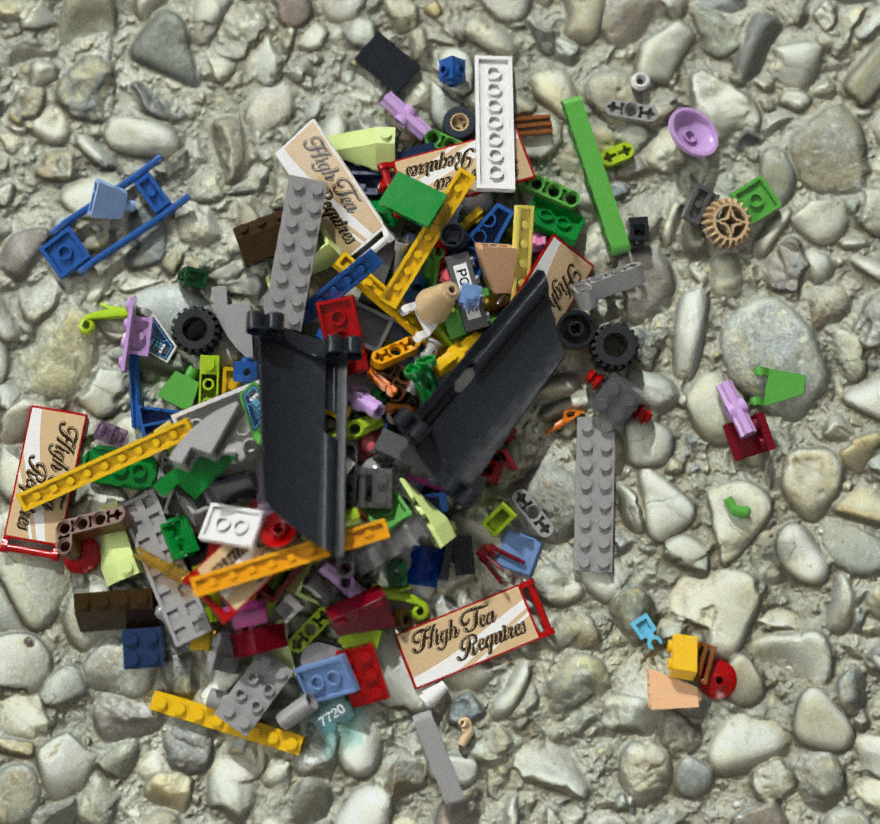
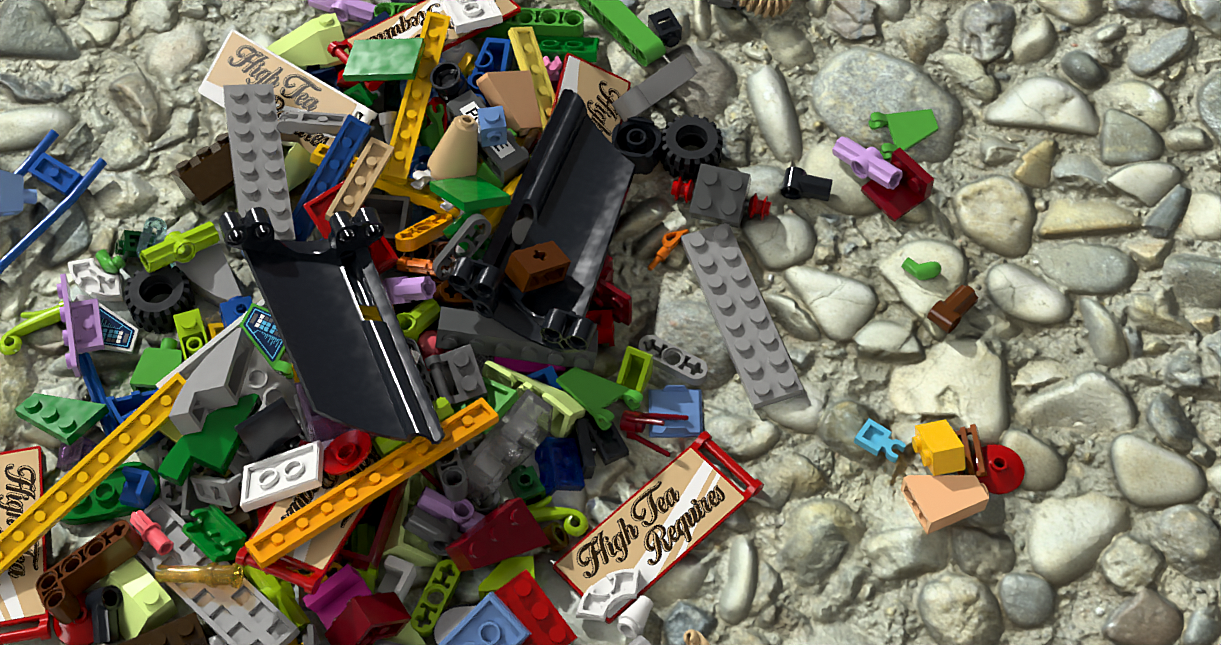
camera: 20 degrees left, 25 degrees down
(96, 558) = (105, 615): none -> black piece
(105, 401) = (60, 416): none -> wing
(140, 479) = (137, 488): none -> blue panel
(140, 517) = (151, 532): none -> coral axle
(157, 295) = (95, 282): none -> white tile
(172, 288) = (110, 265): none -> bright green arm
(208, 282) = (146, 236): none -> clear light blue beam
(220, 301) = (179, 247): none -> lime piece
(346, 231) = (310, 122): none -> light grey hinge
(360, 304) = (361, 178): none -> tan plate
(403, 394) = (461, 236): none -> dark grey beam
(422, 670) = (607, 592): none -> white tile
(434, 344) = (470, 193): none -> green tile
(467, 525) = (597, 393): none -> bright green flag
(469, 426) = (537, 266): none -> reddish brown brick
(680, 406) = (798, 184): none -> black piece
(739, 551) = (949, 313): none -> reddish brown piece

